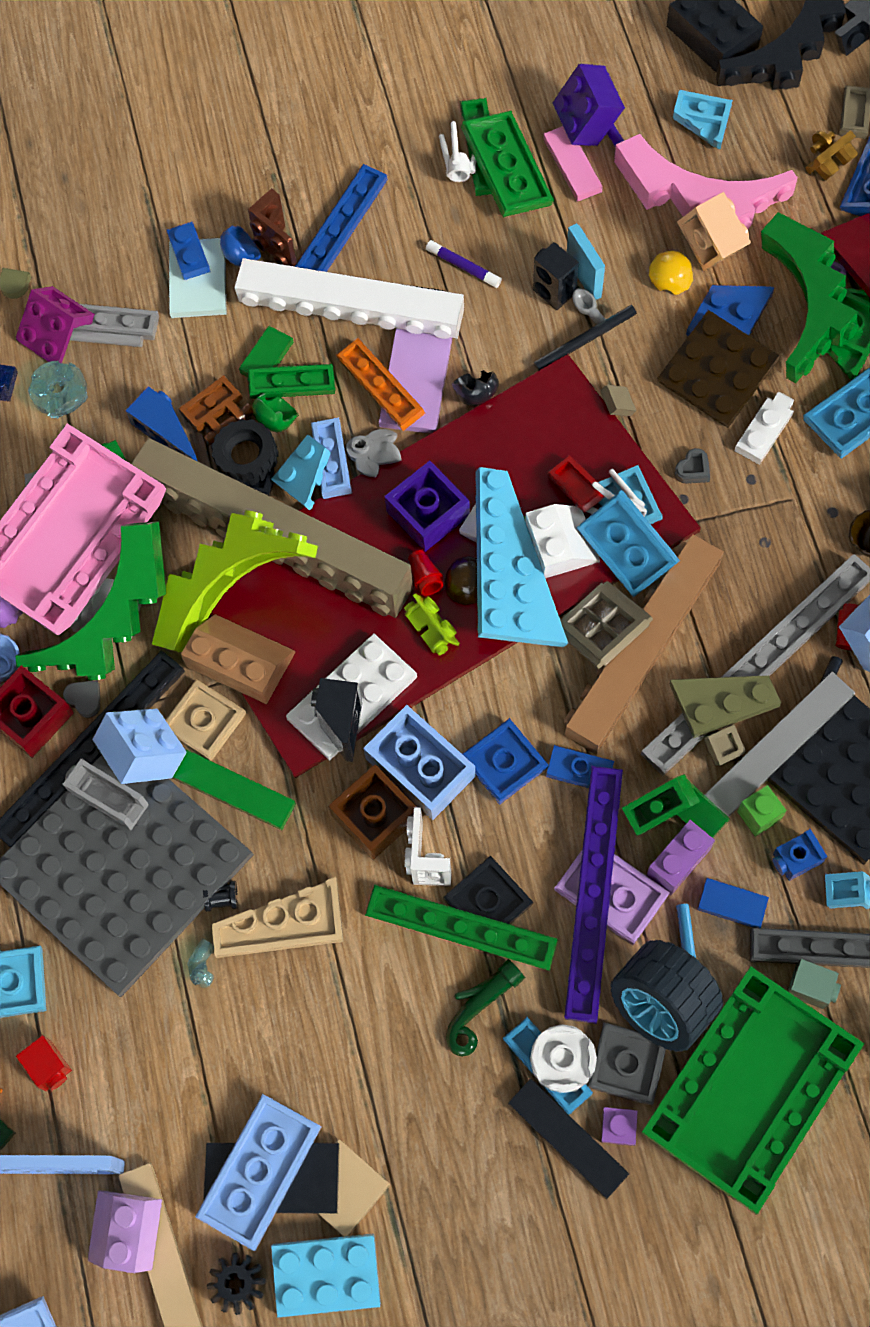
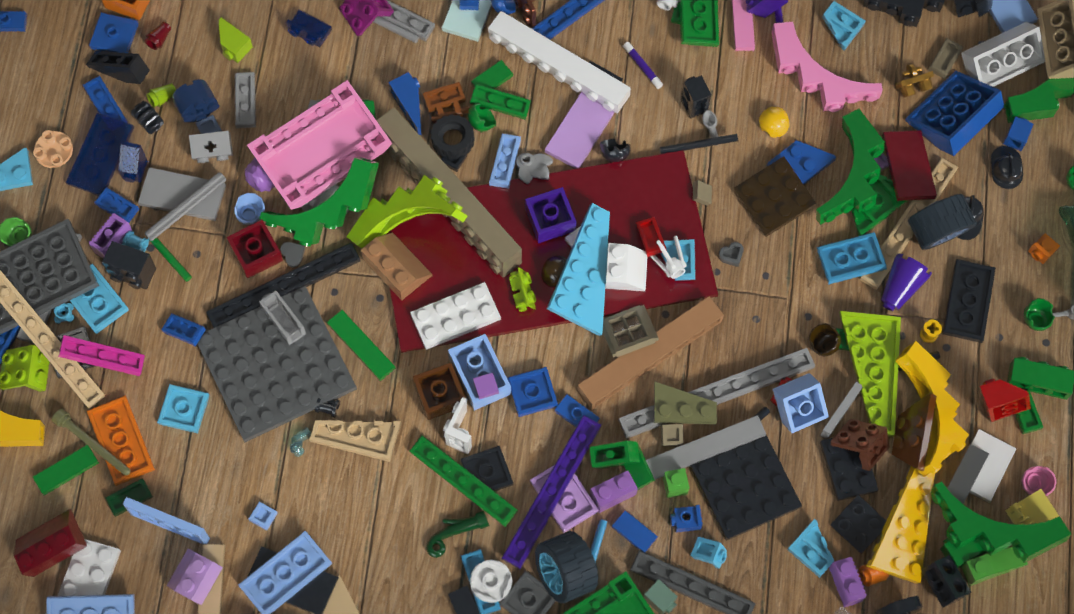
camera: 15 degrees right, 0 degrees up
(44, 1064) = (185, 463): red brick -> none
(59, 403) = (352, 61): clear light blue plate -> none
(139, 745) = (314, 296): light blue brick -> none
(190, 1095) = (263, 516): none -> light blue tile
(204, 719) = (359, 295): tan tile -> none
(303, 471) = (483, 162): medium azure wing -> none
(339, 712) = (442, 322): black slope -> none
(380, 384) = (555, 125): orange tile -> none
(425, 574) = (532, 258): red cone -> none
(439, 778) = (485, 386): none -> medium lavender tile
(591, 266) = (719, 94): medium azure tile -> none
(628, 543) = (664, 286): dark azure tile -> none
(714, 231) = (810, 105): light nougat brick -> none
(765, 428) = (789, 246): white hinge -> none

